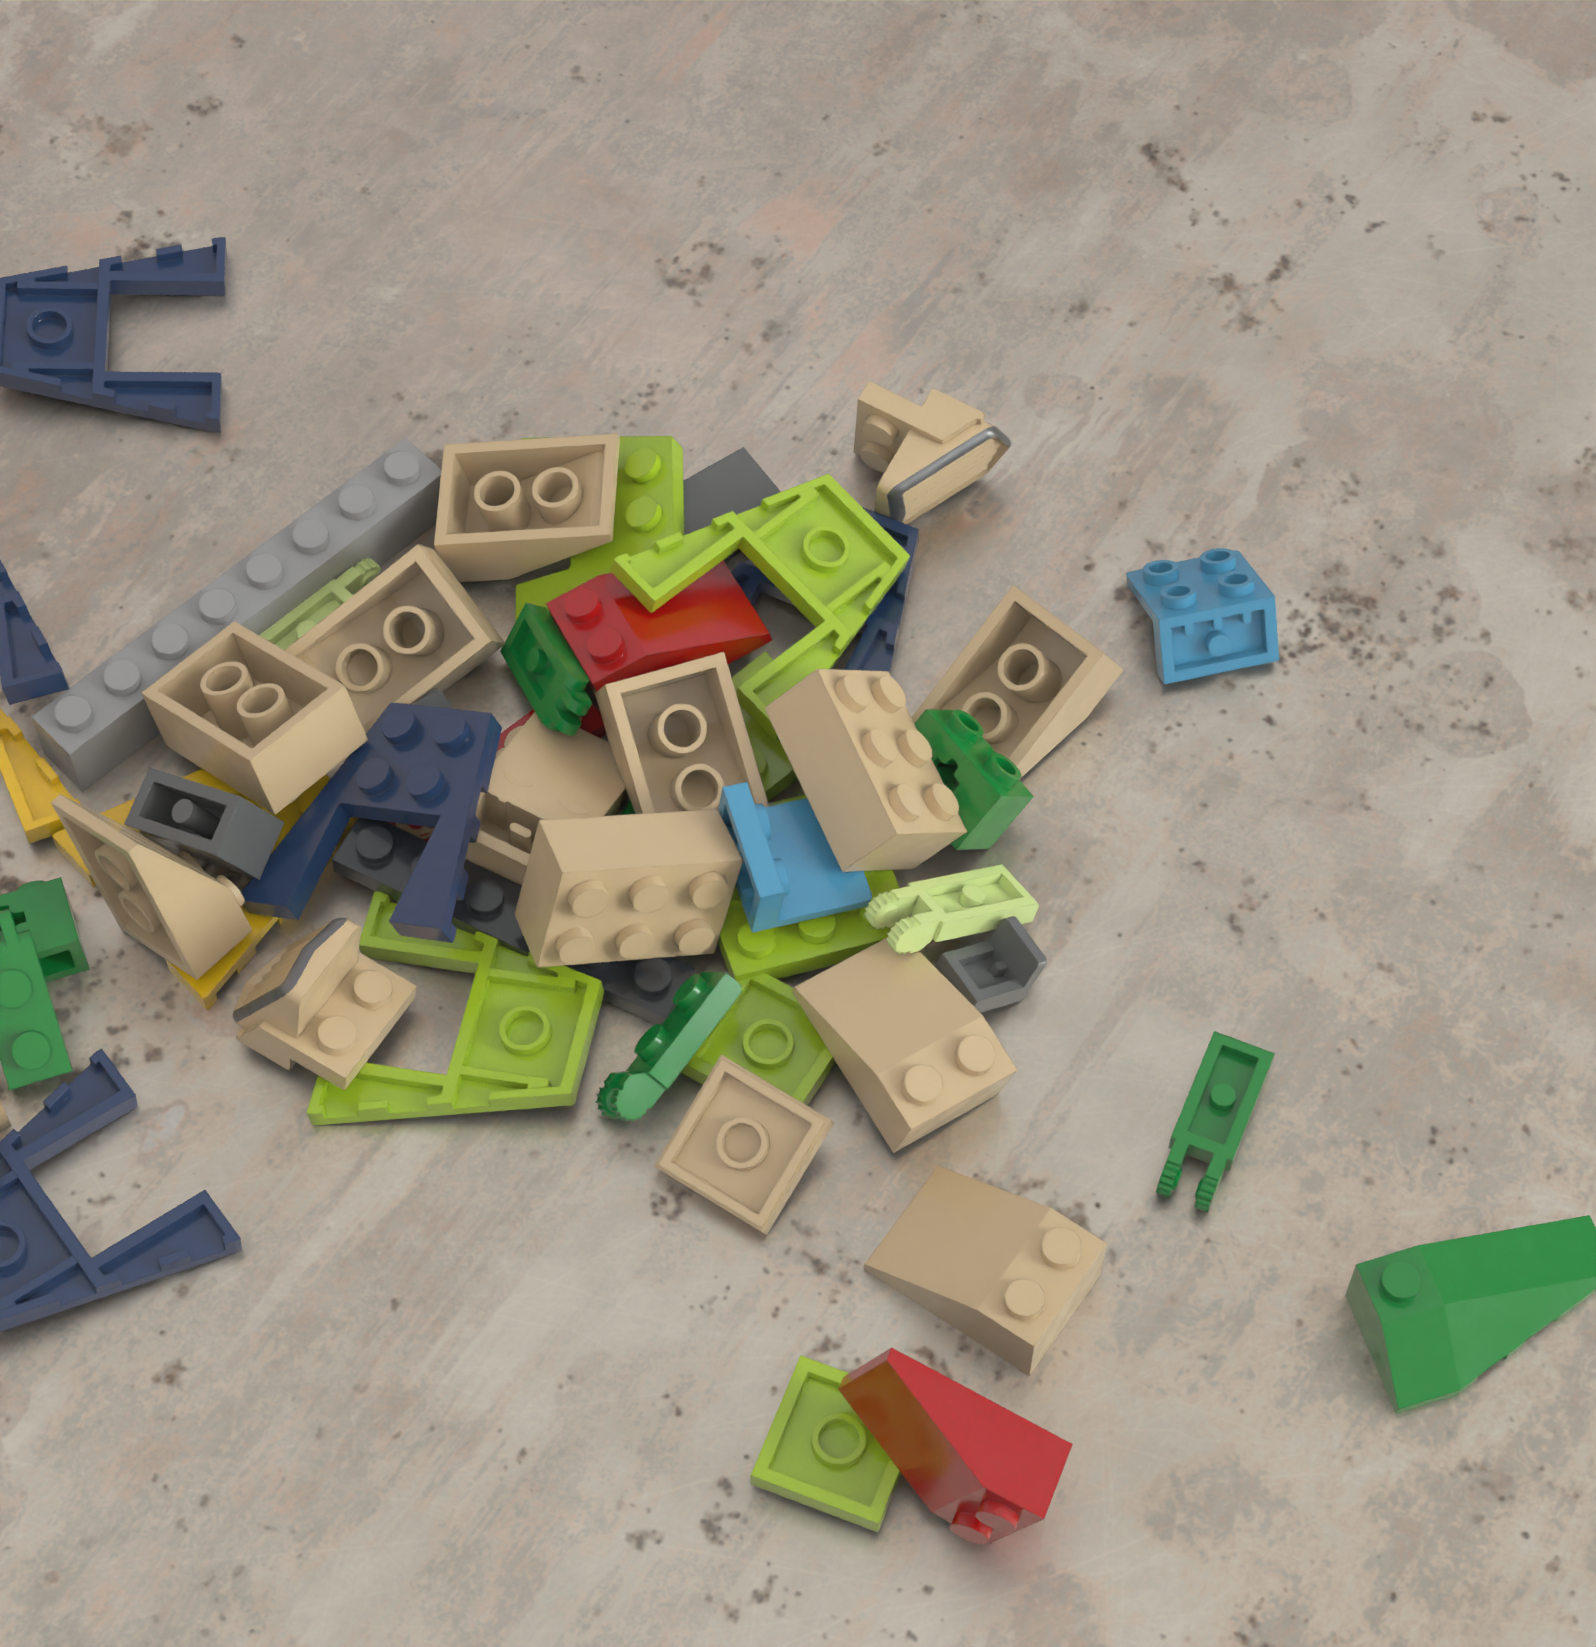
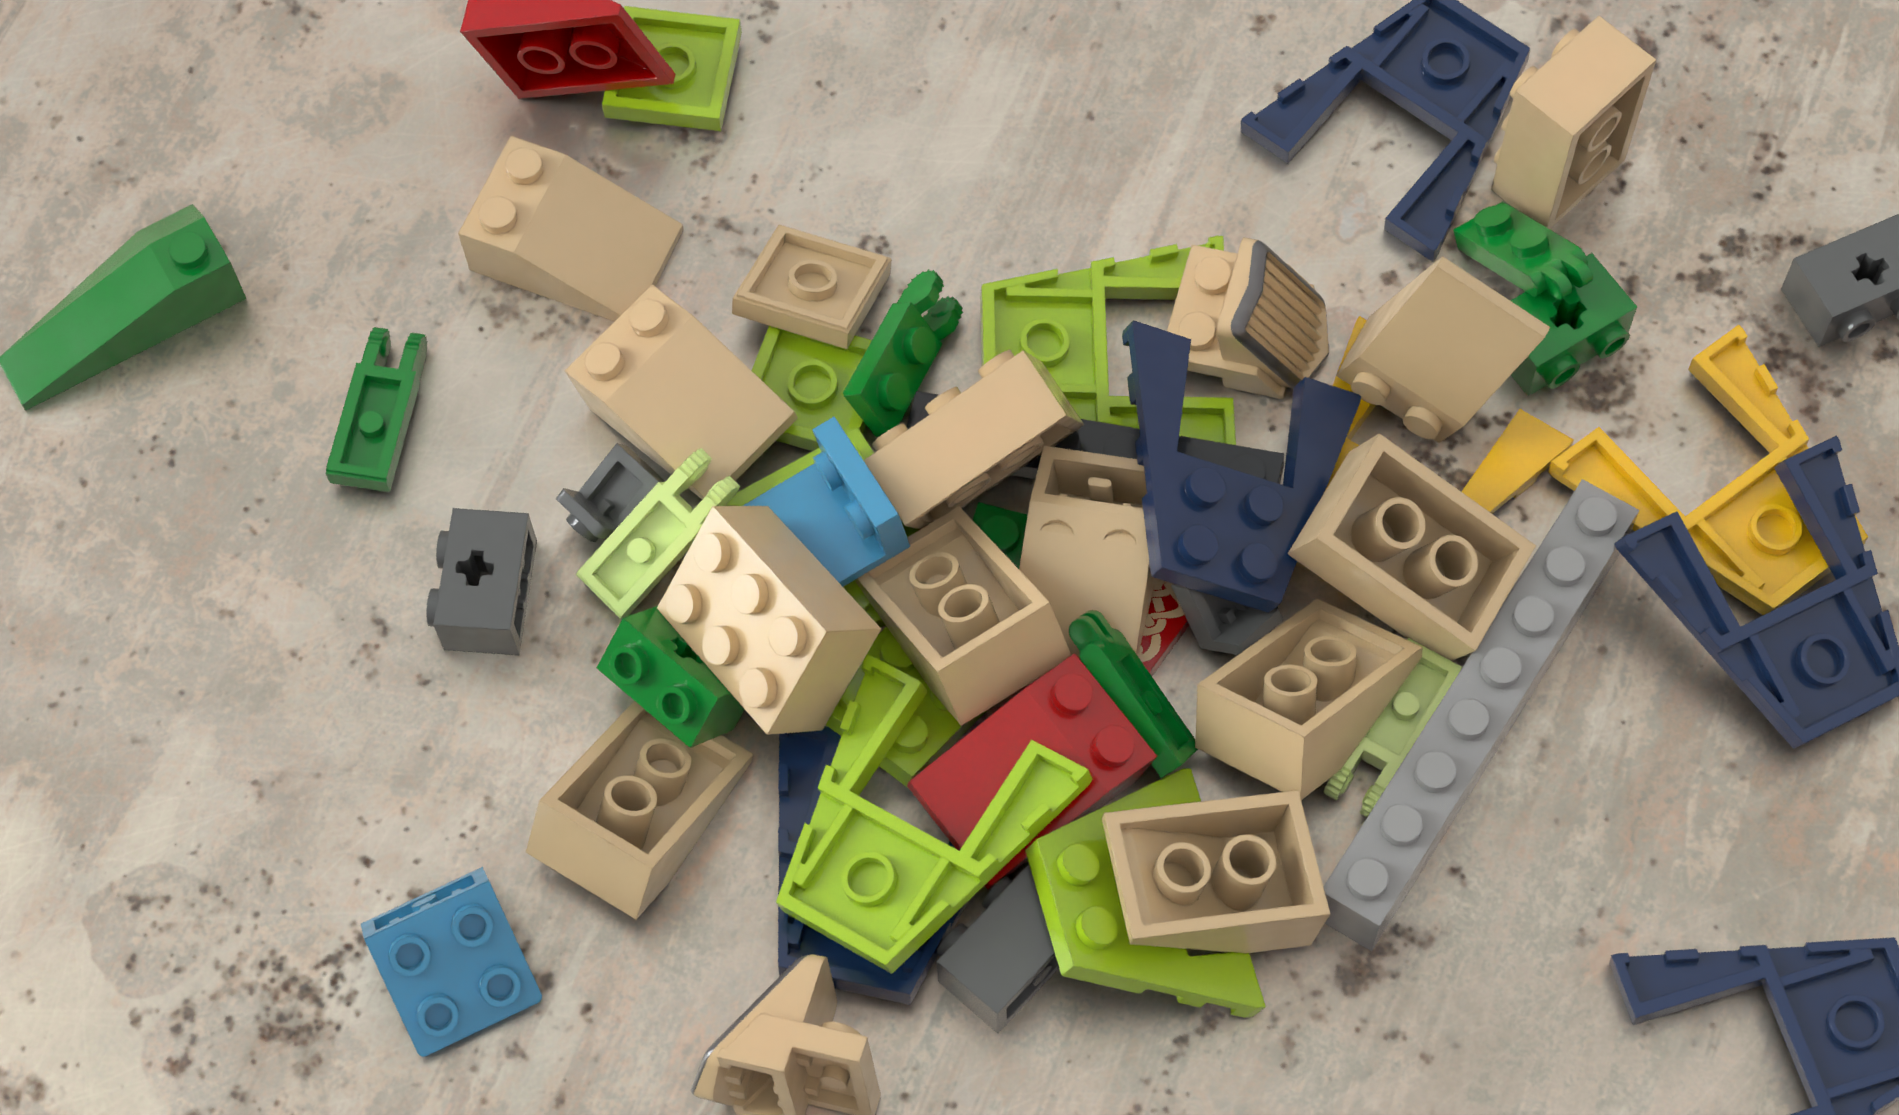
camera: 170 degrees right, 5 degrees up
(204, 823) = (1423, 421): dark grey brick -> none
(1135, 885) = (483, 581): none -> dark grey brick

